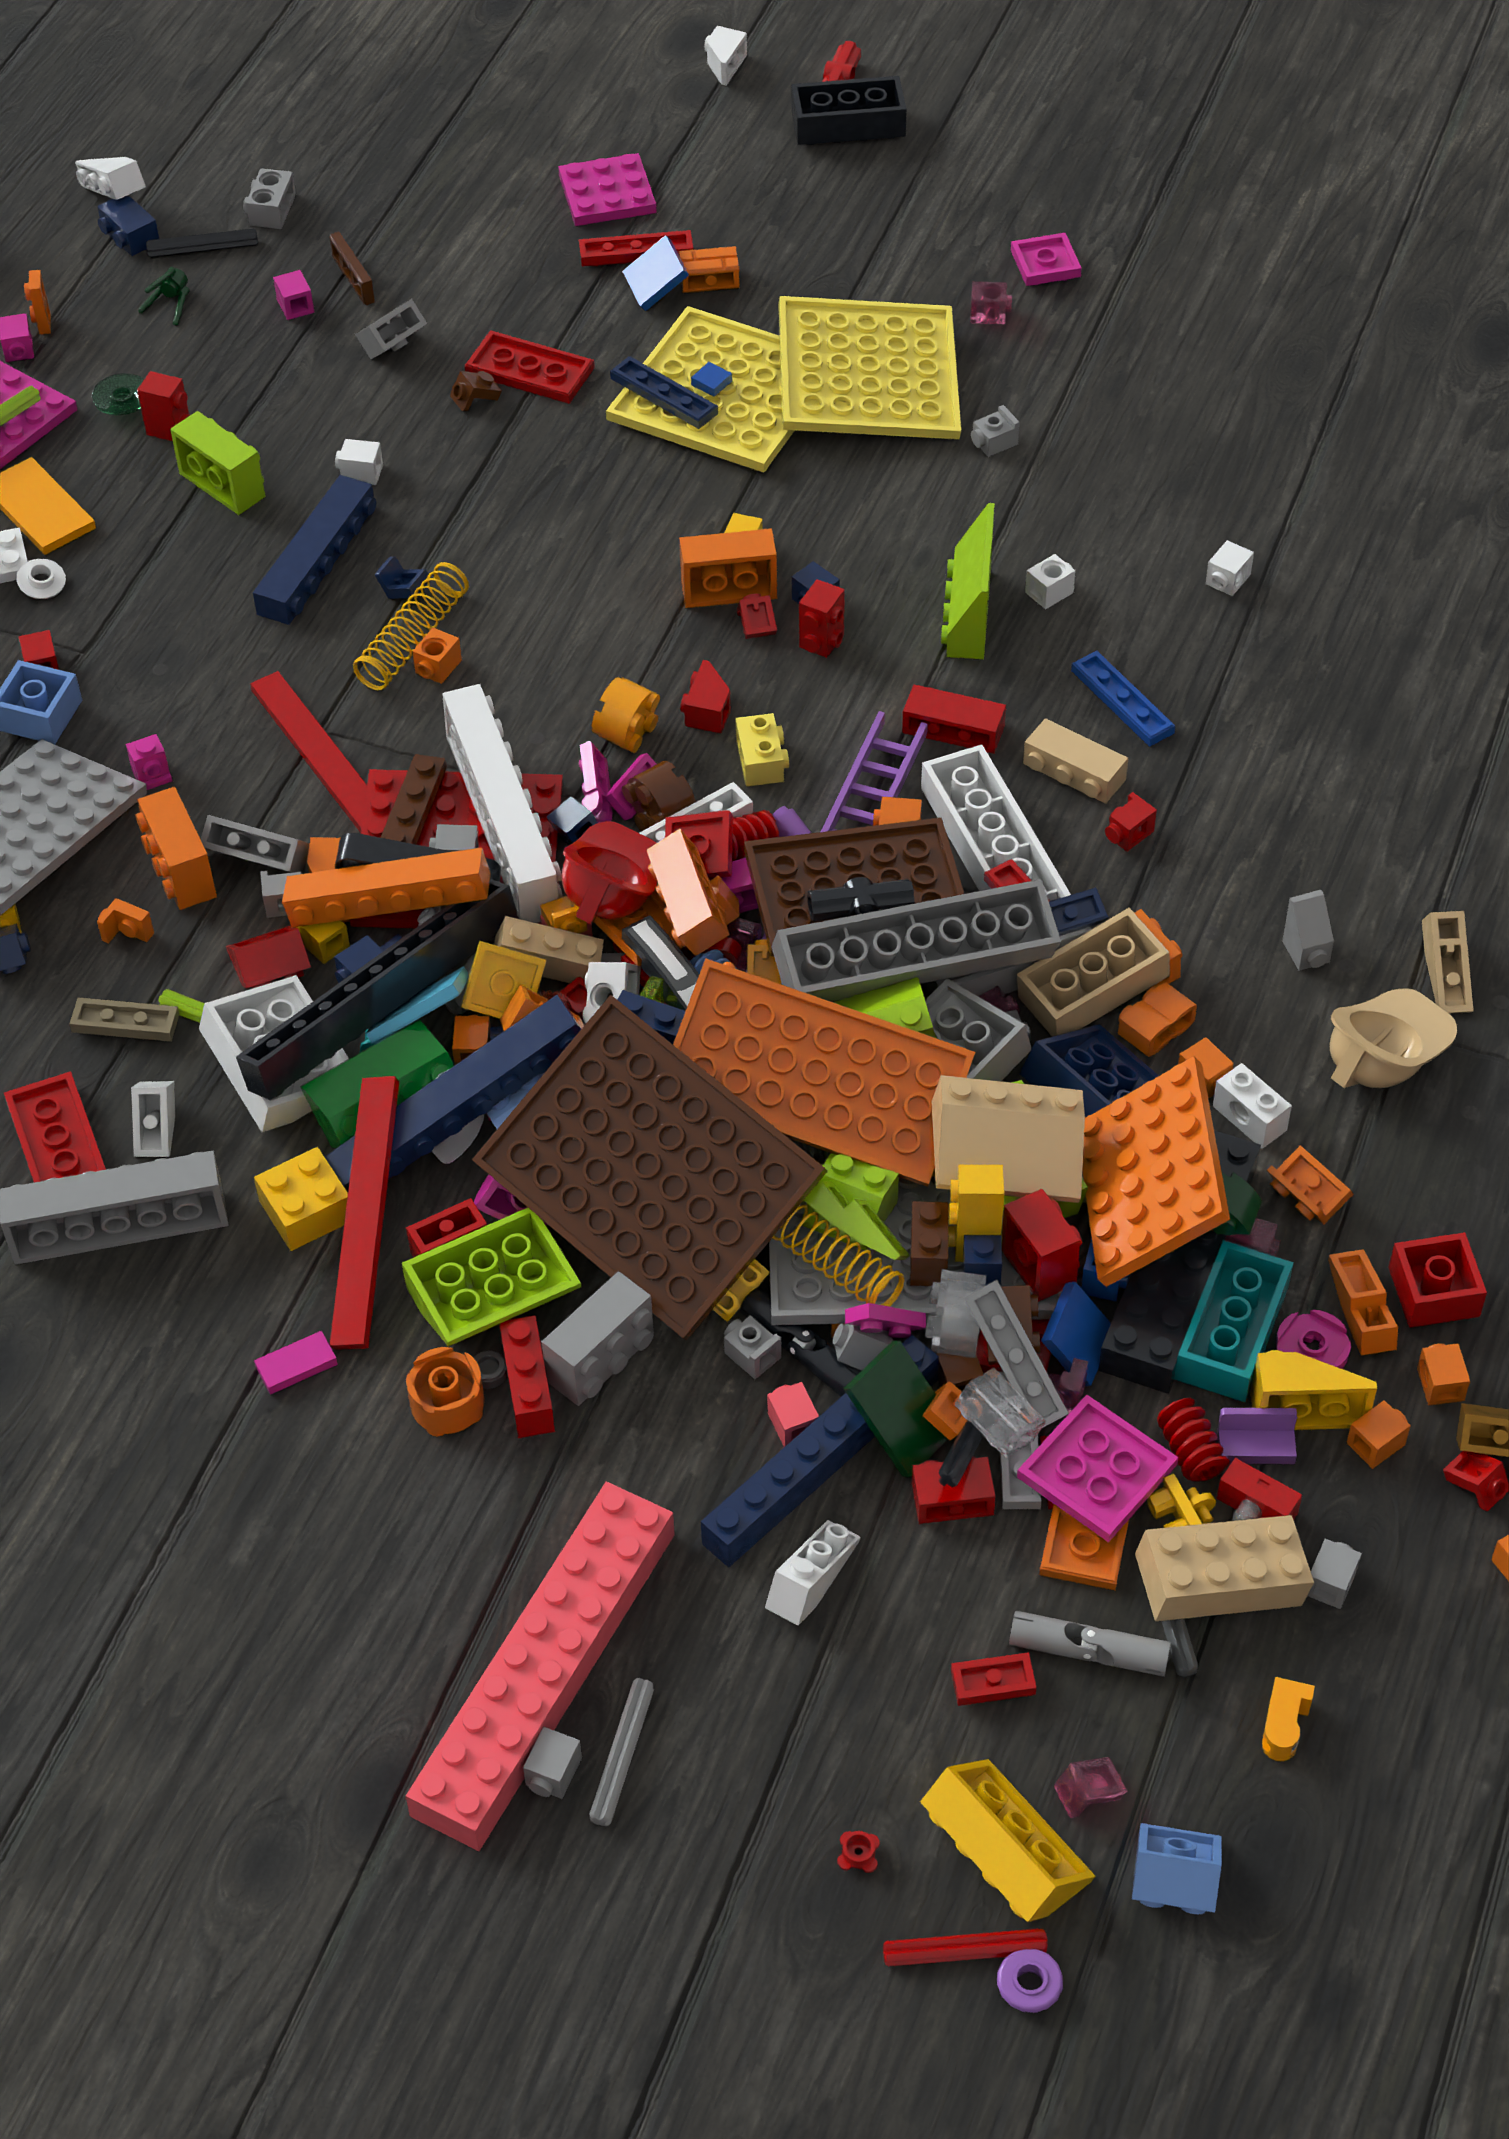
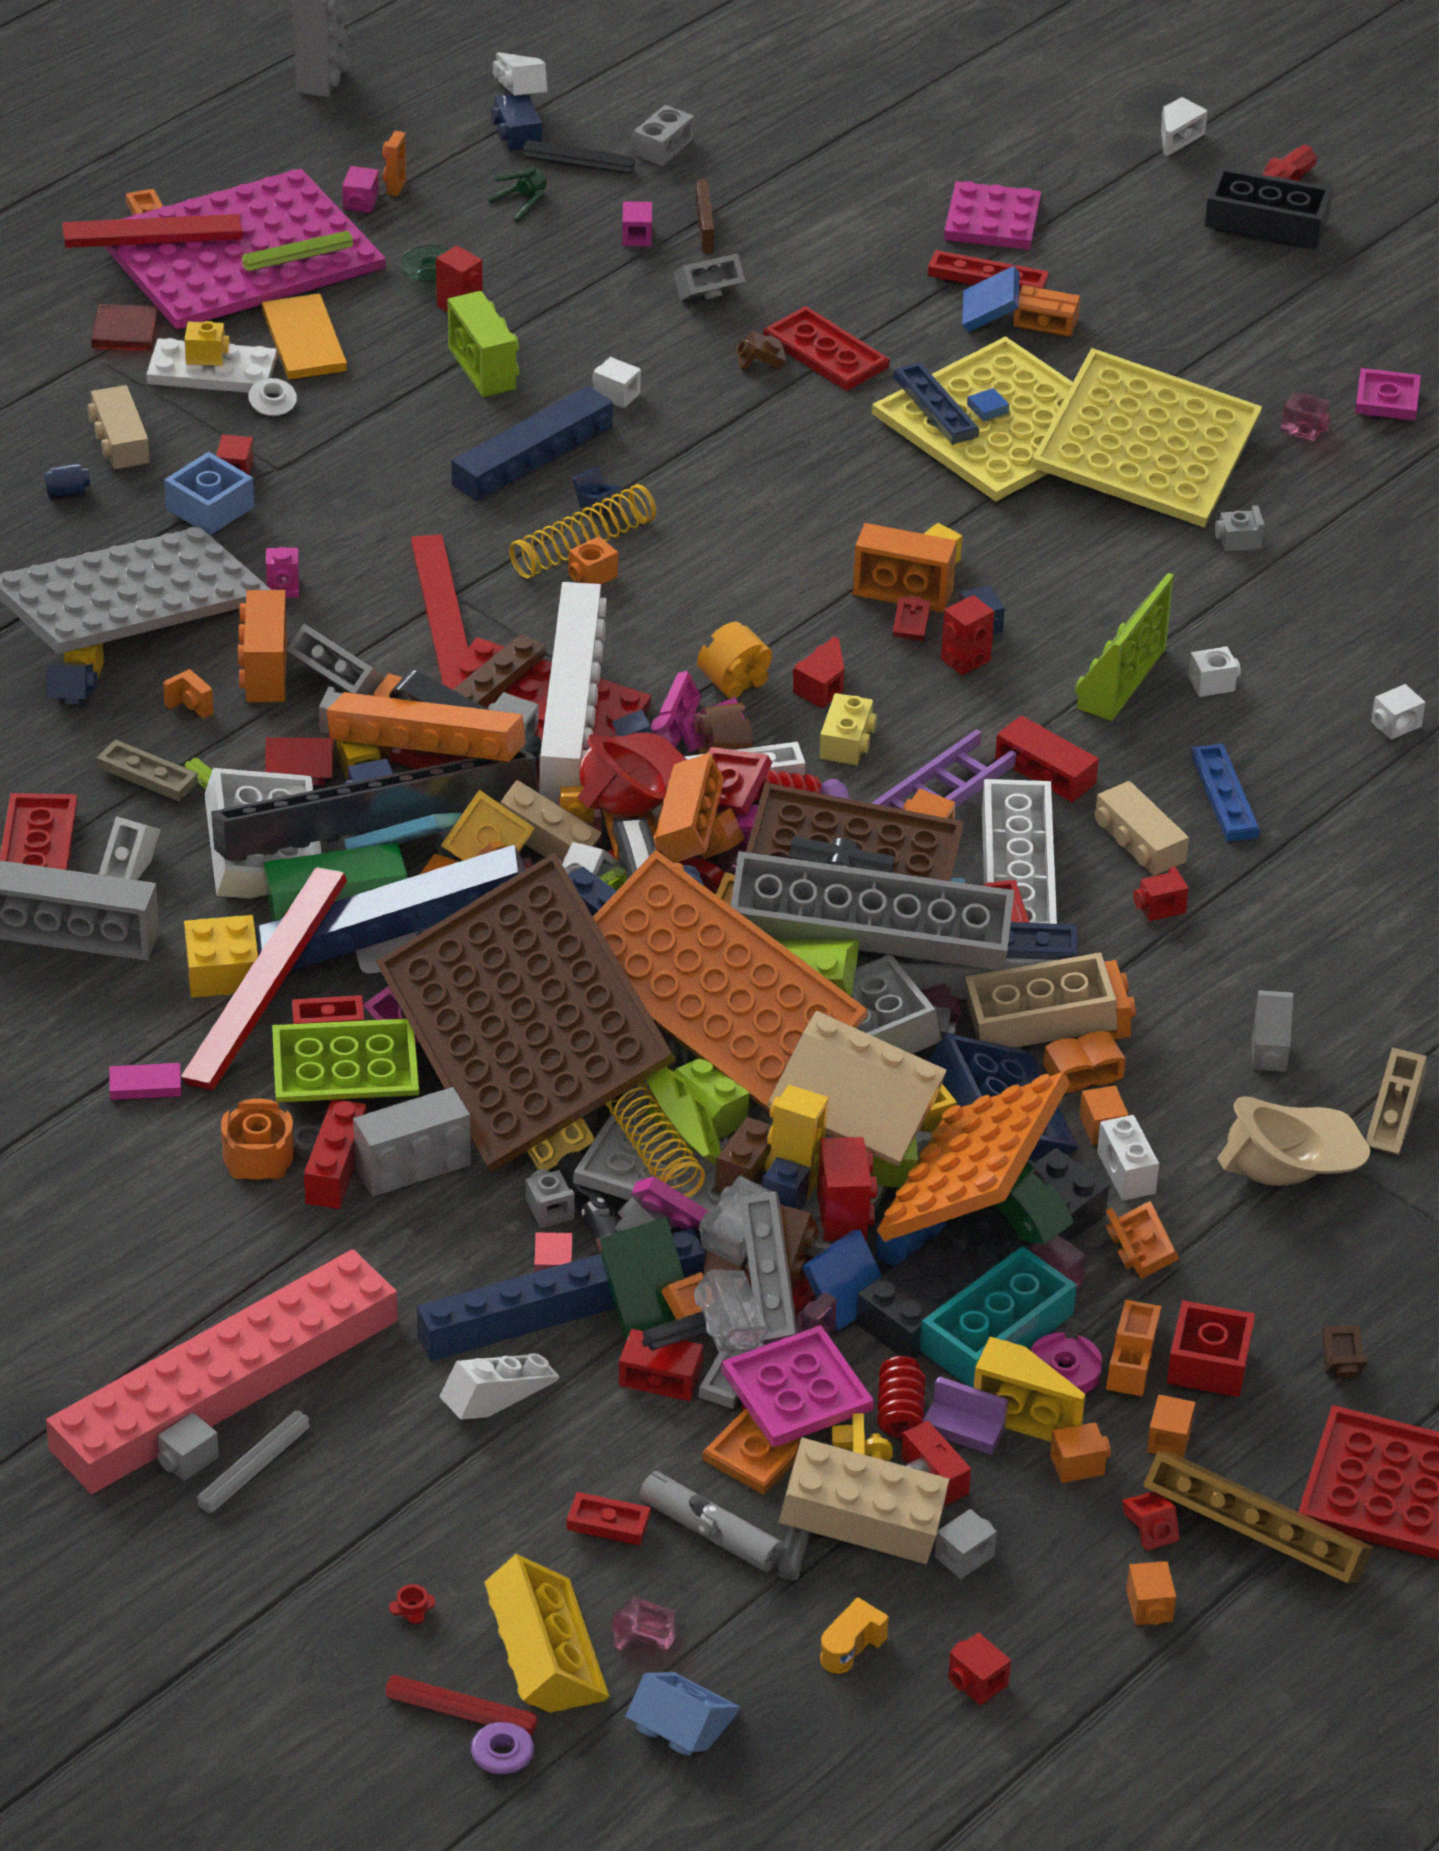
camera: 20 degrees right, 10 degrees down
(1417, 1705) = (978, 1668): none -> red brick

